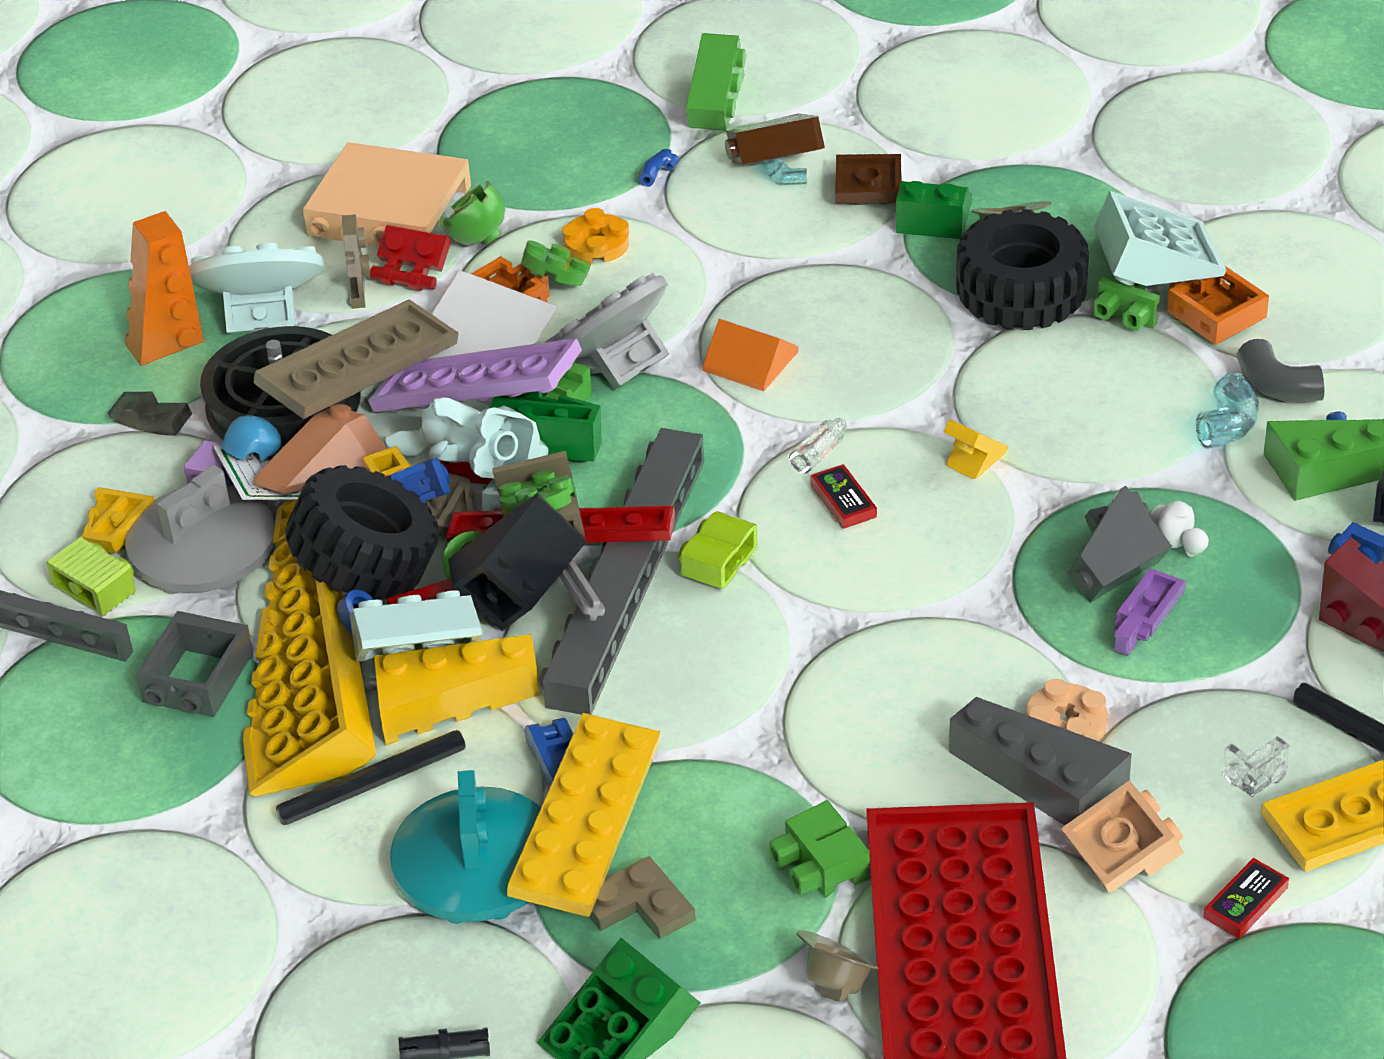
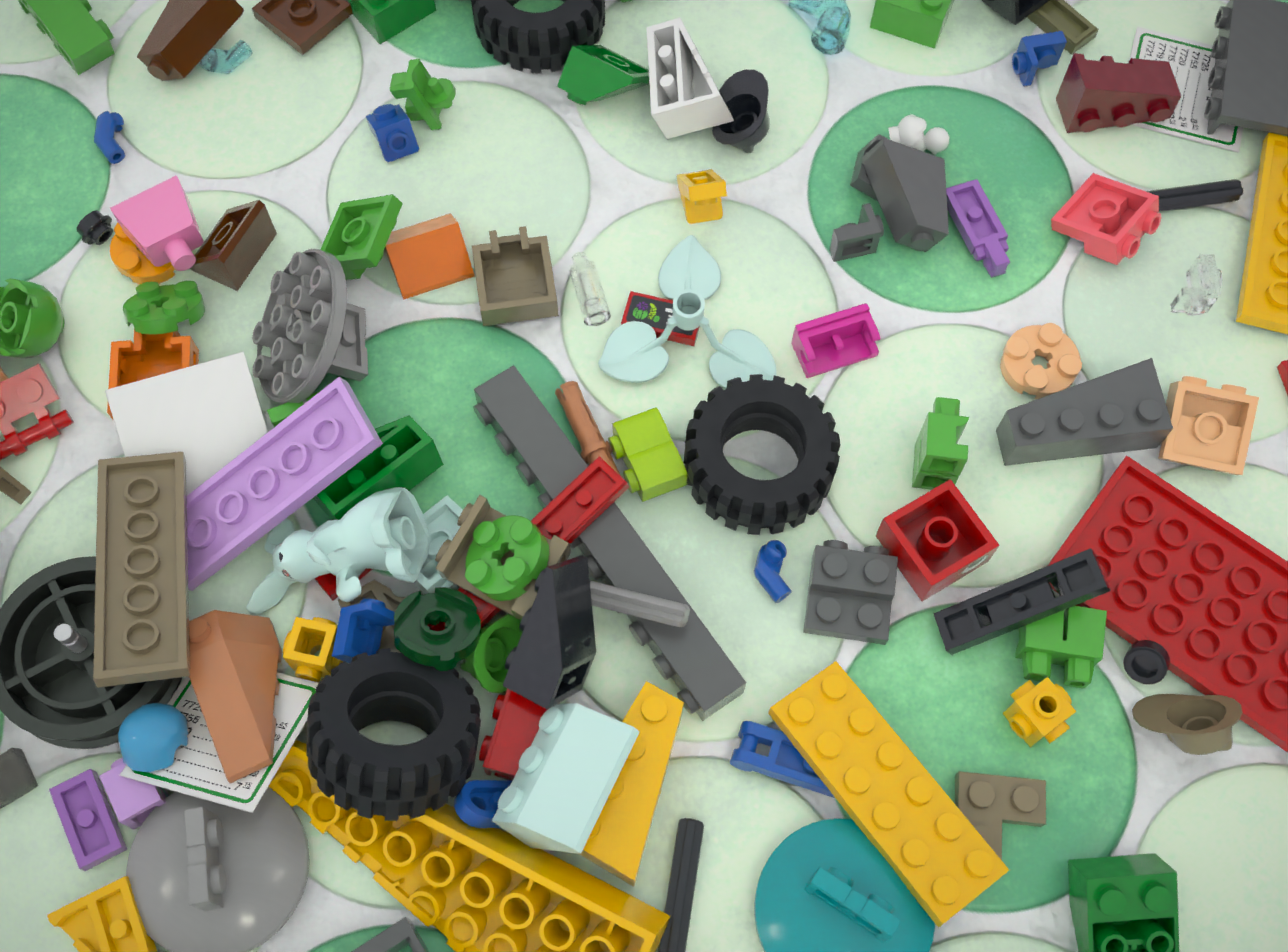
camera: 55 degrees left, 25 degrees up
(167, 469) = (87, 819): none -> medium lavender plate
(455, 505) = (431, 647): none -> dark green plate
(579, 202) = (95, 228): none -> black plate
(612, 219) = (161, 224): none -> bright pink torso
(631, 263) = (235, 244): none -> reddish brown slope
(698, 312) = (361, 233): none -> bright green plate
(700, 667) = (768, 569): none -> blue arm
(706, 504) = (584, 425): none -> nougat pin
(732, 719) = (850, 592): none -> dark grey plate
(744, 868) = (1039, 711): none -> yellow brick
(780, 403) = (514, 278): none -> dark tan piece
(782, 630) = (770, 408): none -> black tyre
(797, 791) = (1021, 601): none -> black hinge
(821, 729) = (936, 539): none -> red brick
(823, 277) = (392, 131): none -> blue bracket
(856, 557) = (688, 279): none -> light aqua plant
(860, 912) = (1146, 662): none -> black tile
(868, 265) = (424, 94): none -> bright green hips
(903, 683) = (936, 448): none -> bright green hips
(936, 589) = (836, 340): none -> dark pink hinge
(1009, 338) = (599, 73): none -> green slope
(1043, 549) = (857, 239): none -> dark grey bracket
(1050, 373) = (680, 83): none -> white wedge
(1068, 427) = (747, 101): none -> black piece
(1251, 676) = (1108, 218): none -> coral plate

